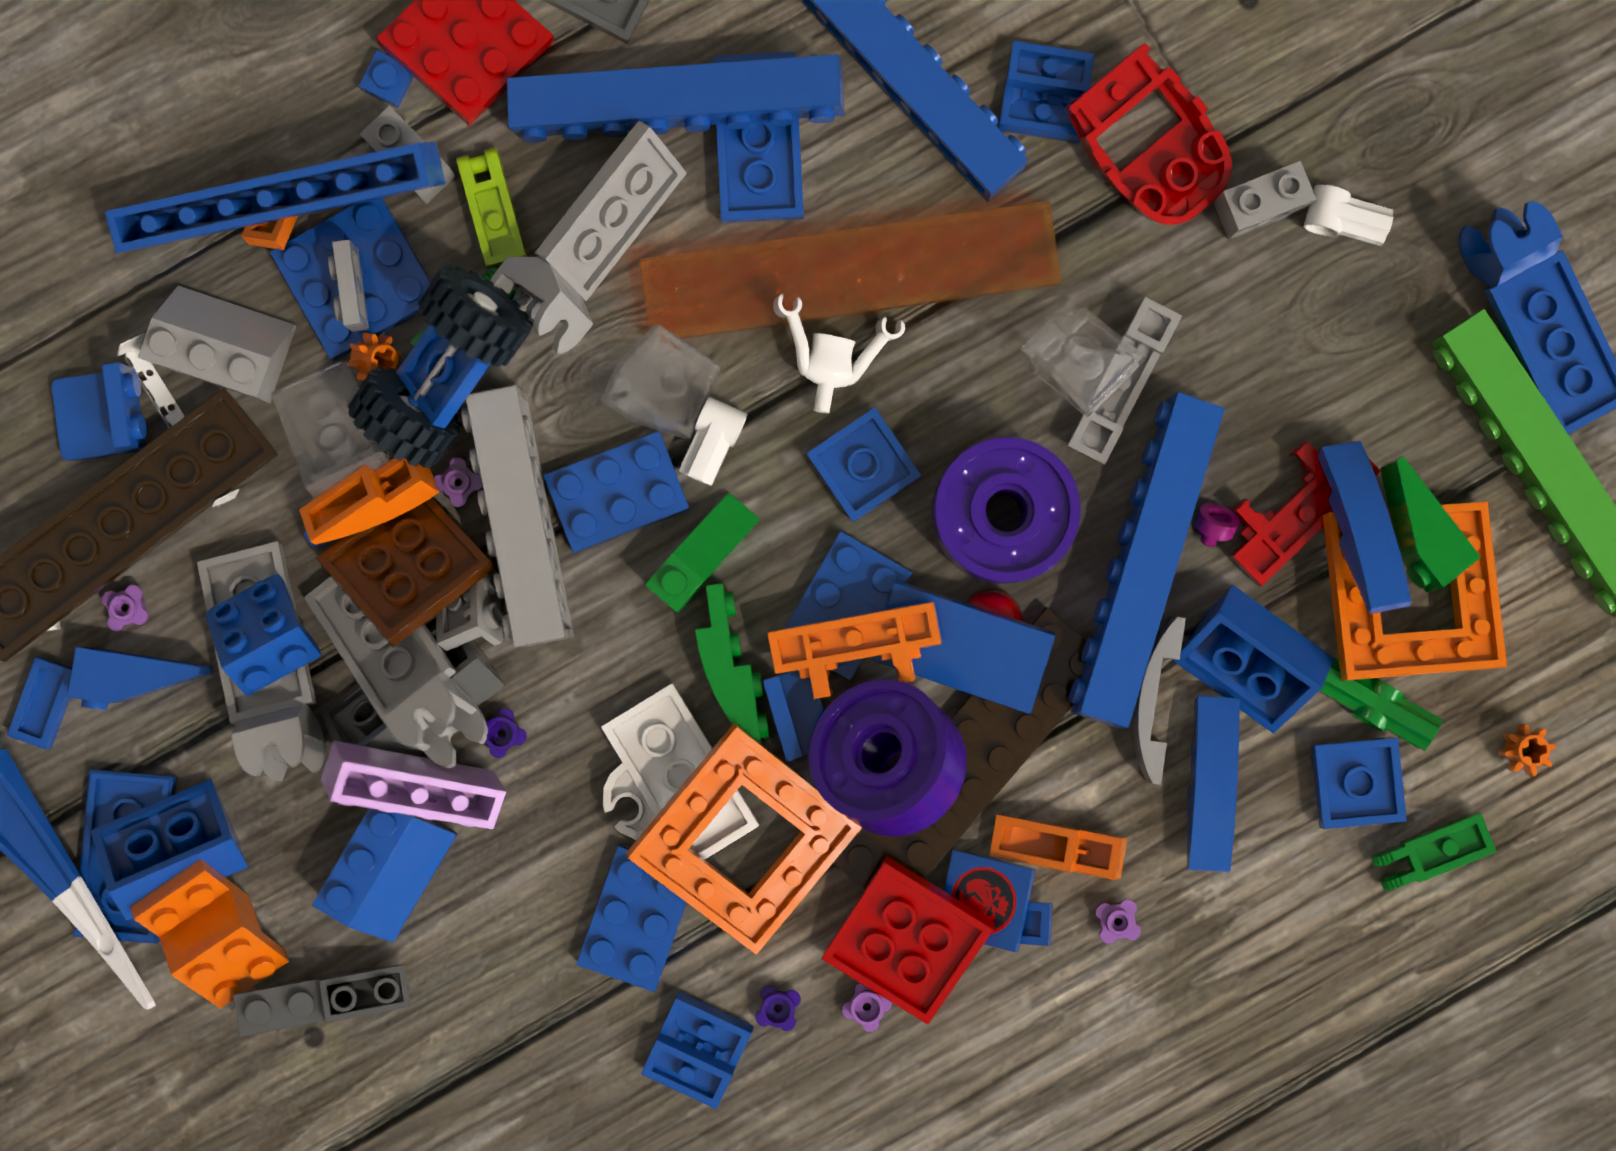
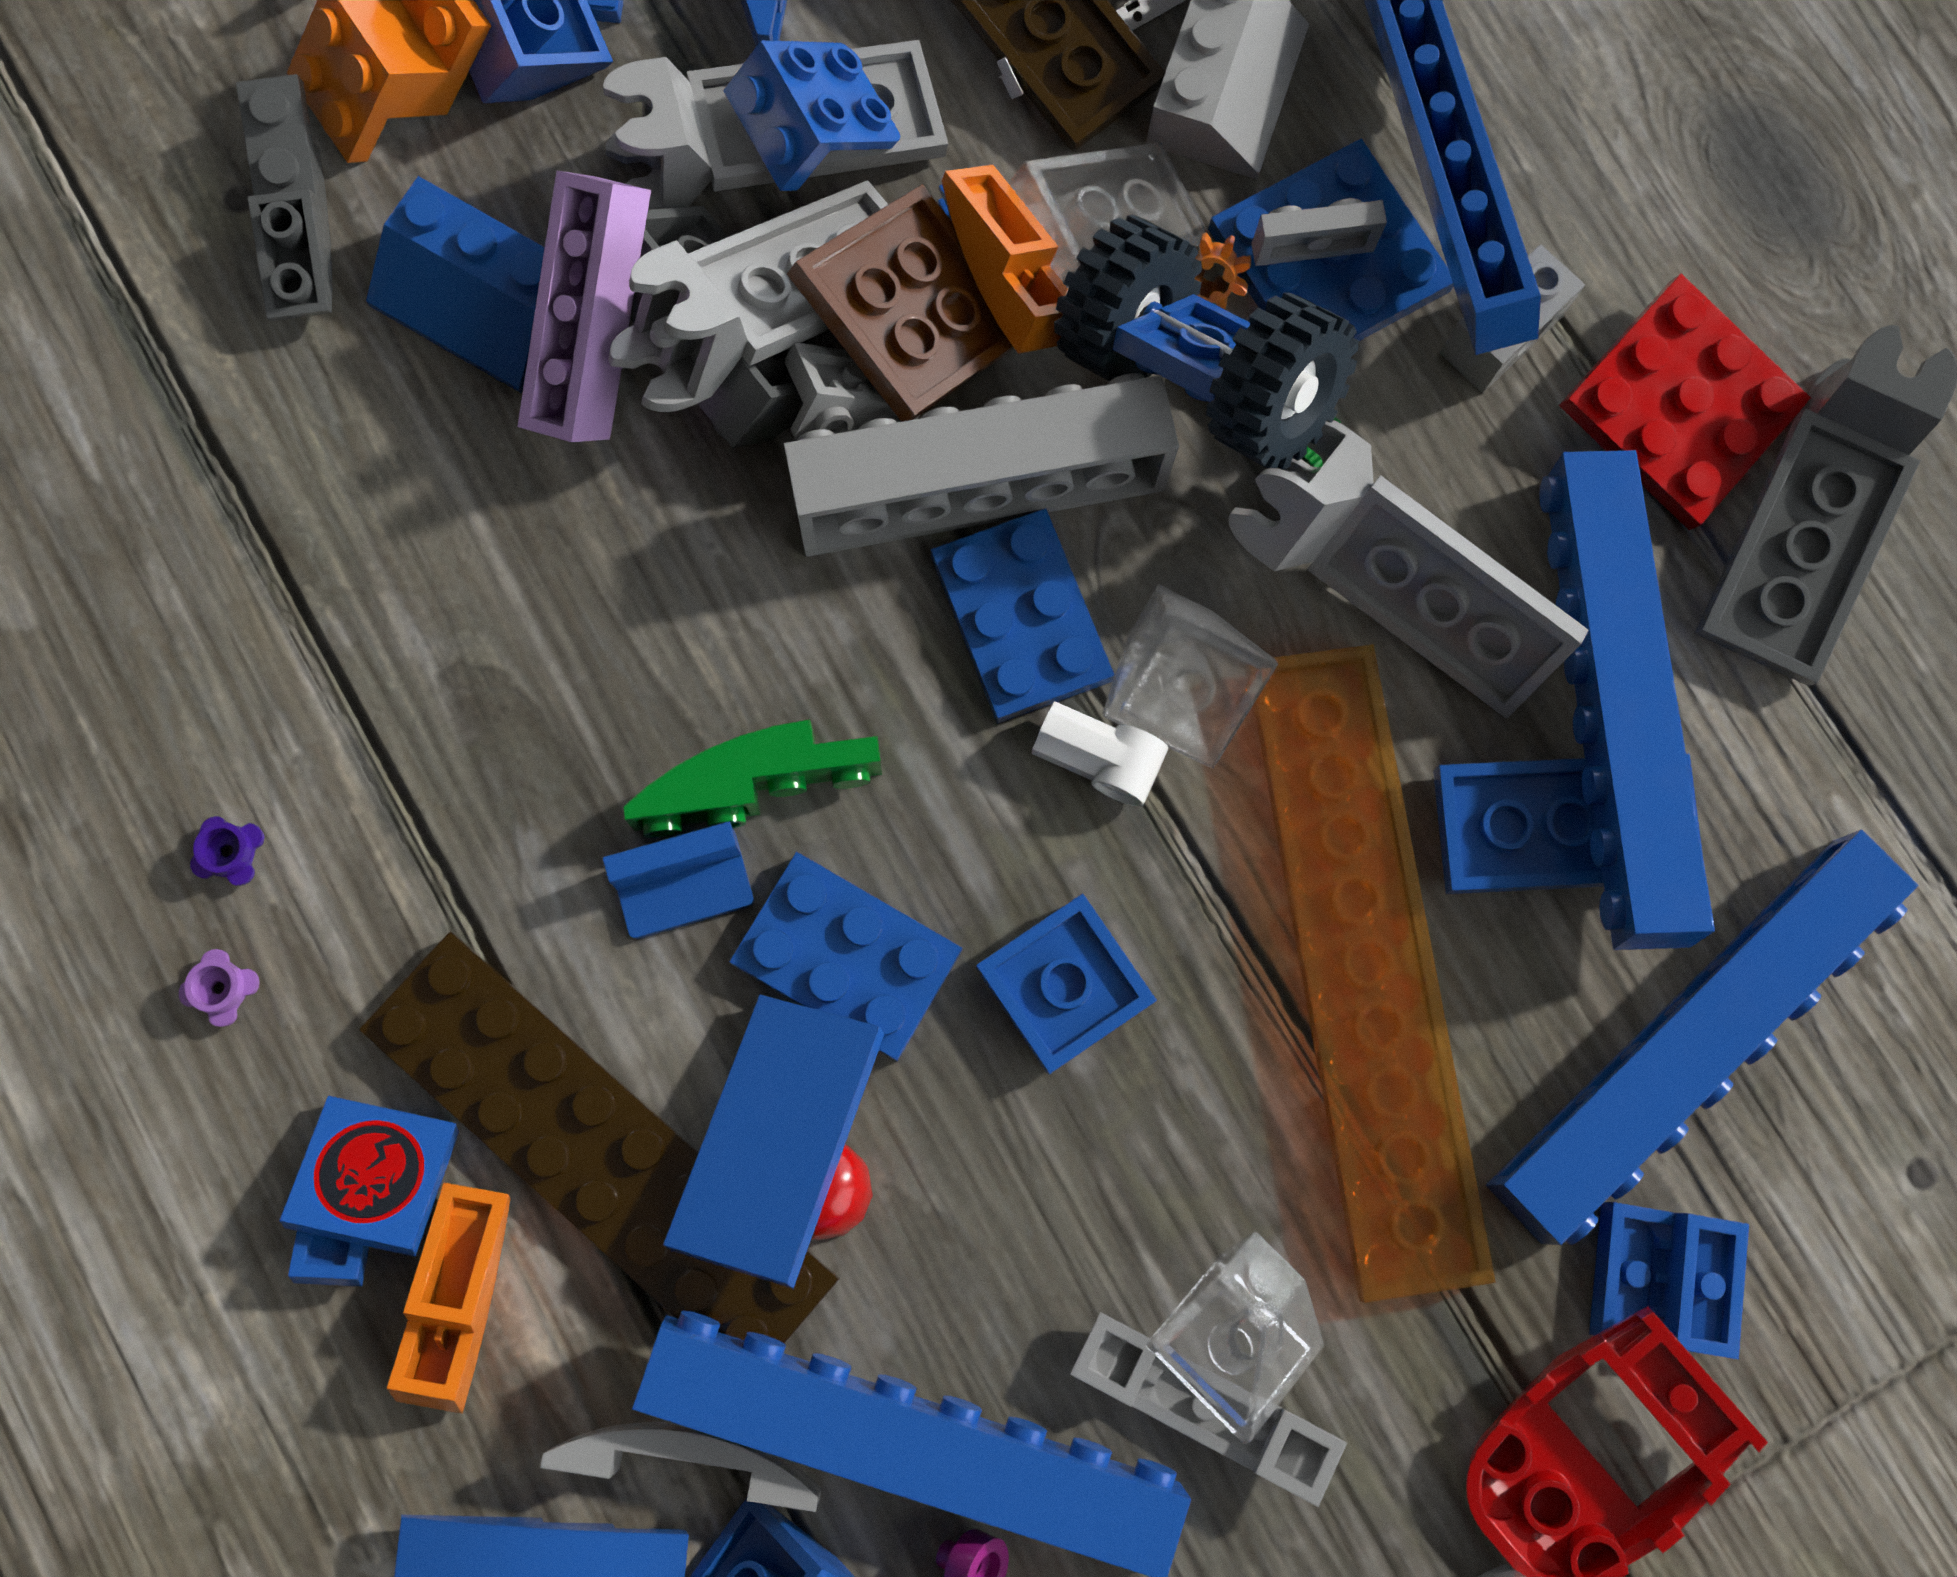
camera: 85 degrees right, 10 degrees down
(270, 234) = (1388, 138): orange plate -> none
(386, 79) = (1617, 296): blue plate -> none
(470, 482) = (1032, 374): medium lavender plate -> none
(491, 208) = (1444, 435): lime plate -> none
(514, 734) = (661, 433): dark purple plate -> none
(632, 925) = (379, 642): blue plate -> none
(658, 753) = (583, 695): white plate -> none
(666, 843) = (602, 789): orange plate -> none
(697, 1050) = (172, 730): blue slope -> none
(702, 553) = (926, 735): green slope -> none
(822, 645) = (798, 1015): orange hinge -> none
(830, 356) = (1235, 932): white piece -> none
(859, 738) = (608, 960): dark purple piece -> none
(908, 940) = (312, 1050): red plate -> none
(1038, 485) = (1061, 1217): dark purple piece -> none
(1109, 912) = (344, 1390): medium lavender plate -> none

